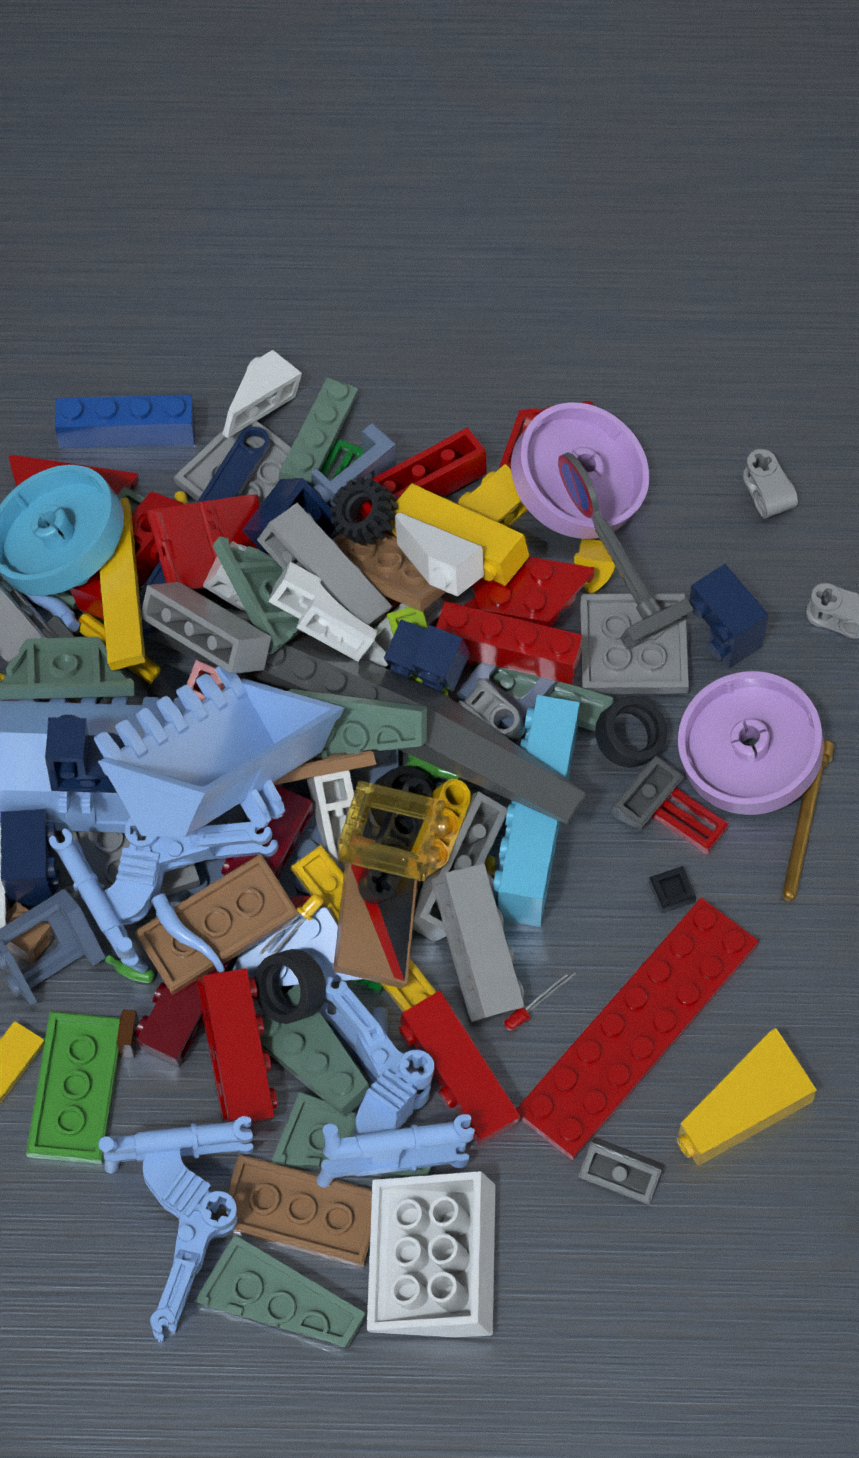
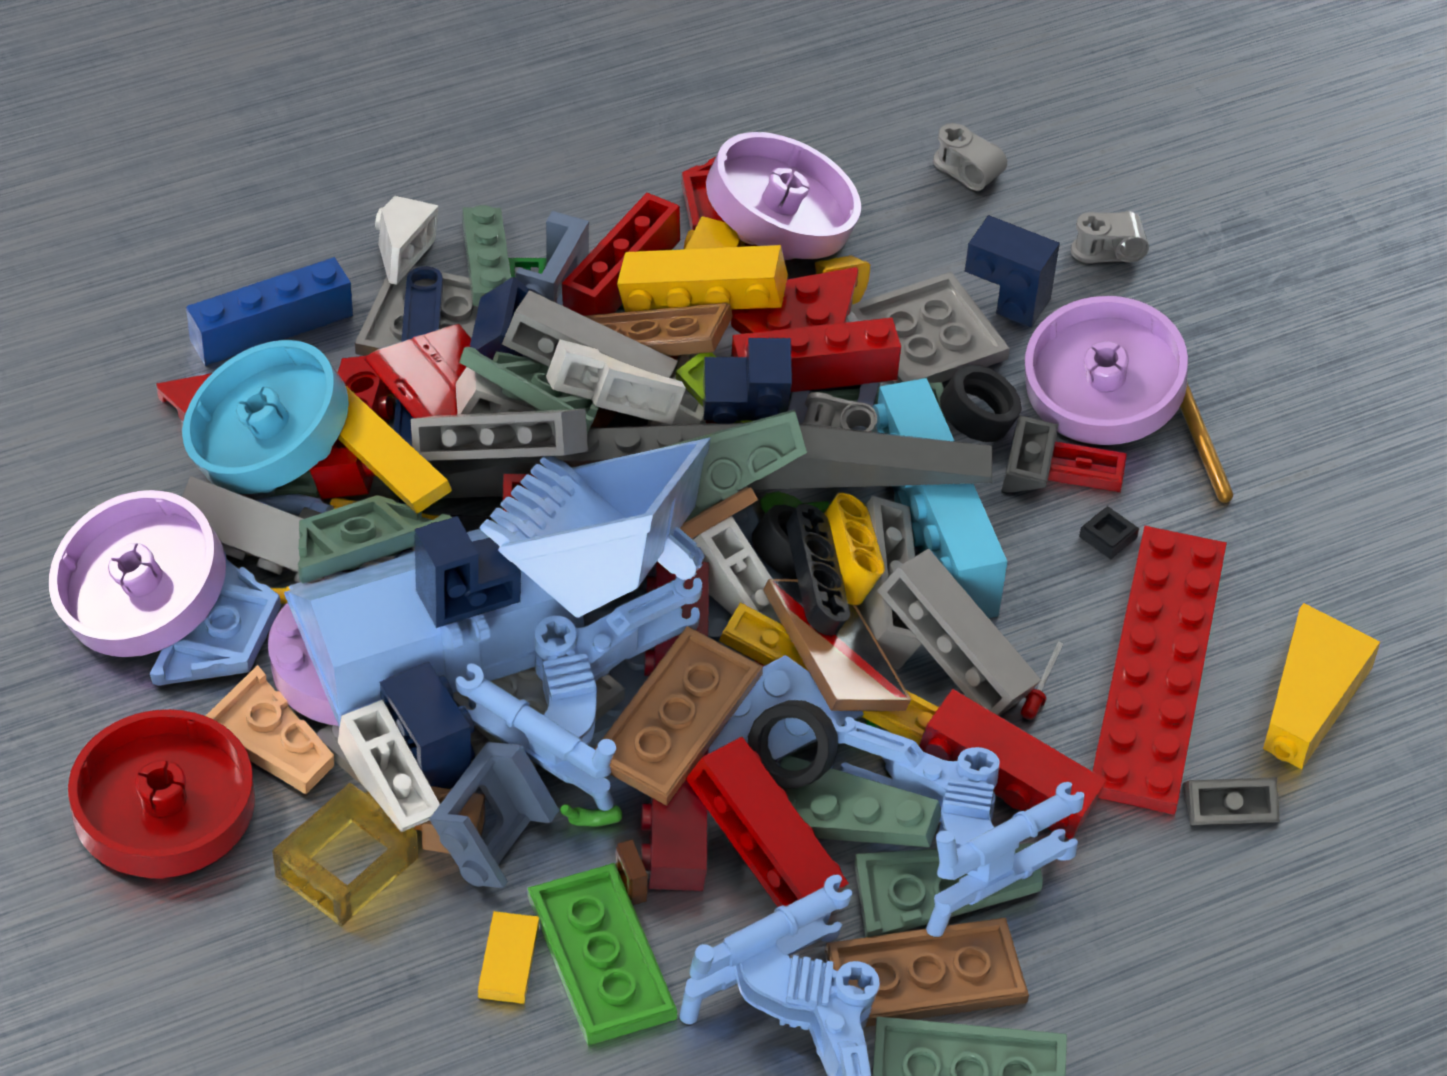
camera: 30 degrees left, 15 degrees down
(173, 926) = (639, 729): light blue animal -> none
(306, 911) = (770, 664): piece -> none
(352, 500) = (582, 273): black tyre -> none
(386, 858) = (827, 571): clear yellow window -> none
(432, 1255) = (1100, 951): white slope -> none
(440, 556) = (698, 294): white slope -> none
(586, 500) = (811, 201): dark grey piece -> none

